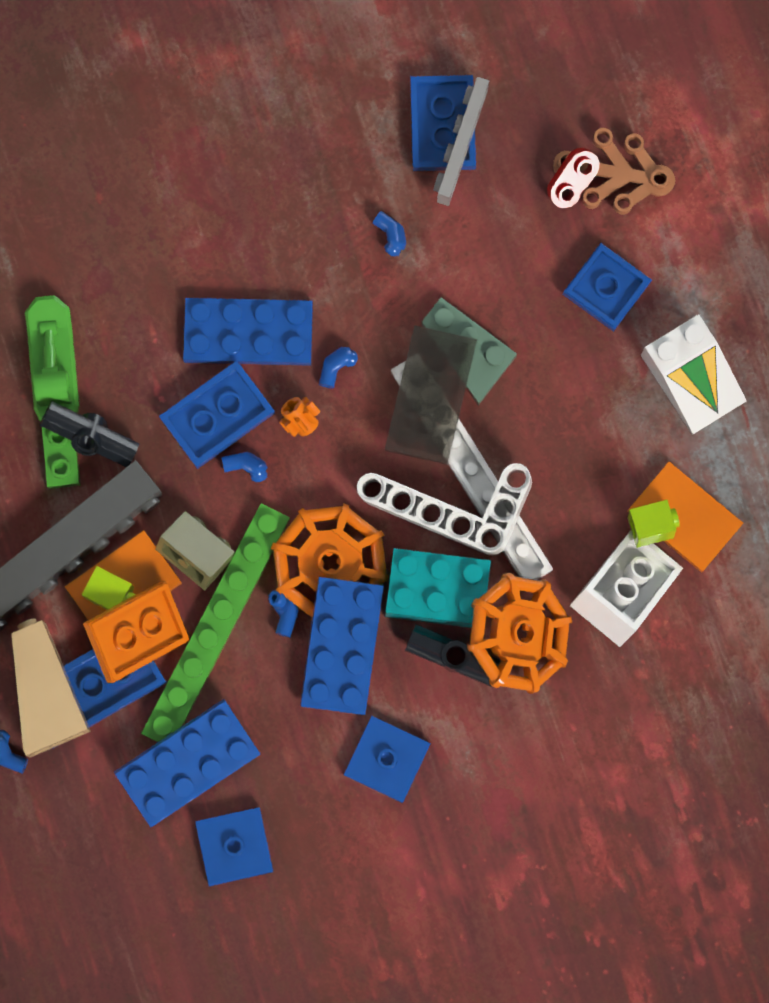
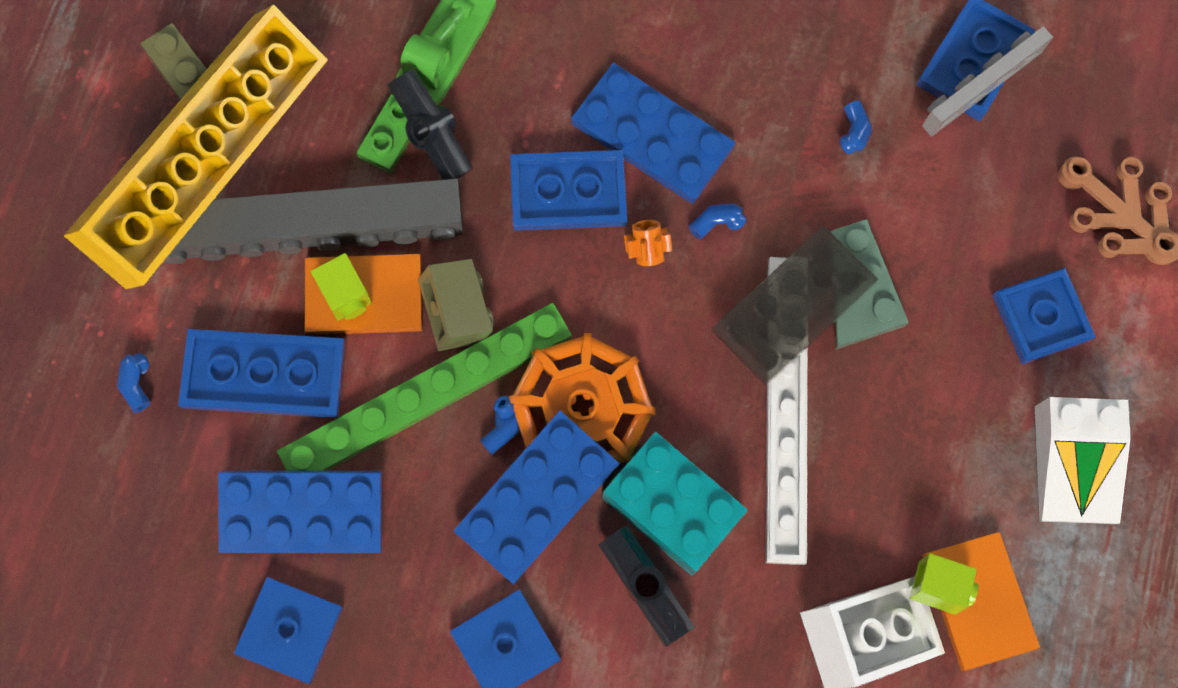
camera: 30 degrees right, 5 degrees down
(45, 694) = (208, 343): tan slope -> none
(136, 632) = (338, 344): orange tile -> none
(247, 462) = (567, 255): blue arm -> none
(449, 514) = (736, 435): white beam -> none
(504, 638) = (709, 601): orange plate -> none
(572, 178) = (1076, 185): plate -> none

